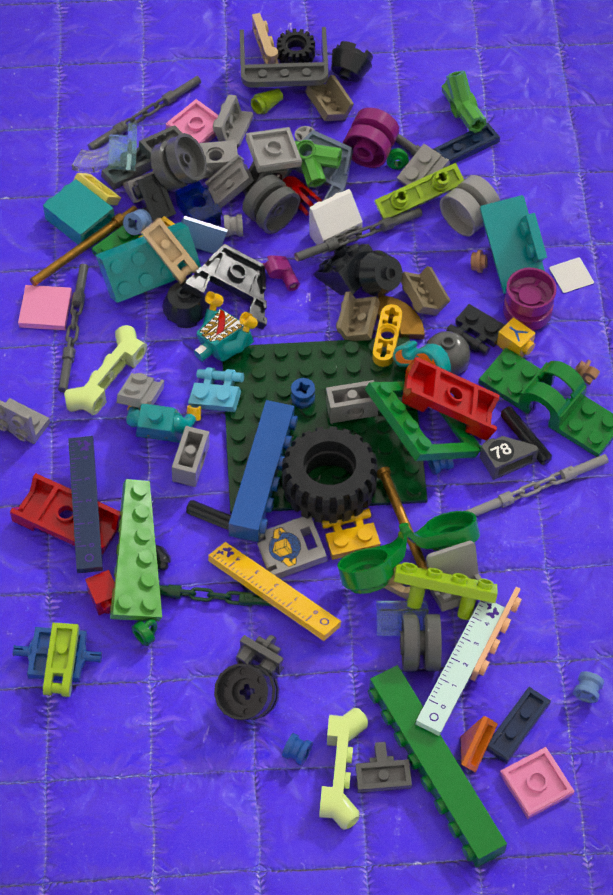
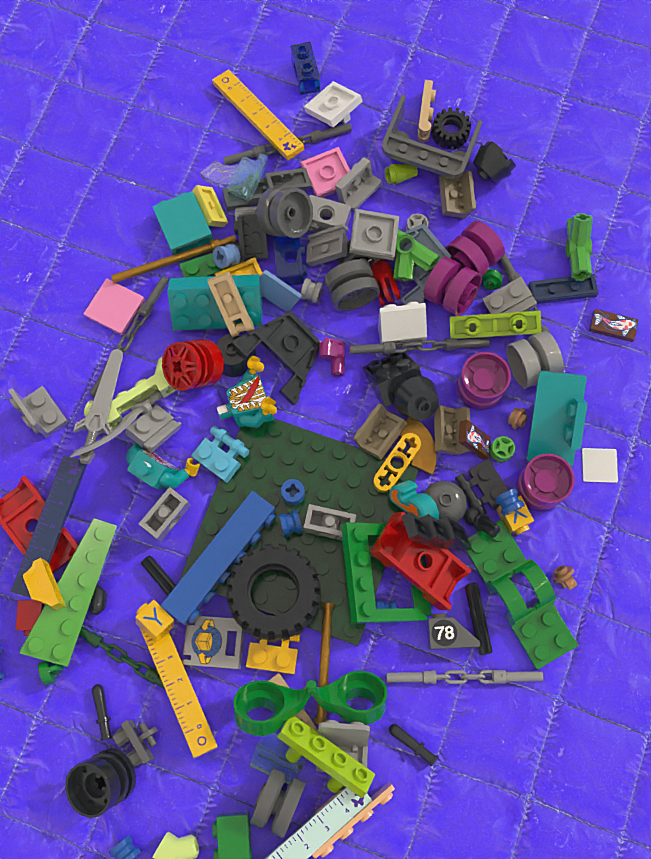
camera: 25 degrees right, 15 degrees up
(84, 397) = (98, 415): none -> light grey sword
(104, 96) = (258, 115): none -> yellow tile
(112, 545) = (43, 585): none -> yellow slope
(115, 386) = (138, 408): none -> light grey sword
(130, 43) = (305, 68): none -> clear blue brick
(154, 319) = (192, 364): none -> red wheel
(174, 64) = (333, 104): none -> white hinge
(217, 652) = (101, 710): none -> black piece
(227, 544) = (154, 620): none -> yellow brick
(314, 417) = (290, 523): none -> blue wheel
(365, 171) = (452, 286): none -> magenta wheel
(432, 238) = (483, 380): none -> magenta wheel
(449, 289) = (474, 439): none -> reddish brown tile
(455, 364) = (436, 533): none -> black slope
(475, 286) = (505, 446): none -> bright green wheel
(488, 354) = (481, 522): none -> black axle
(506, 322) = (509, 502): none -> blue wheel
(512, 556) = (418, 748): none -> black piece
(526, 158) = (613, 325): none -> tile

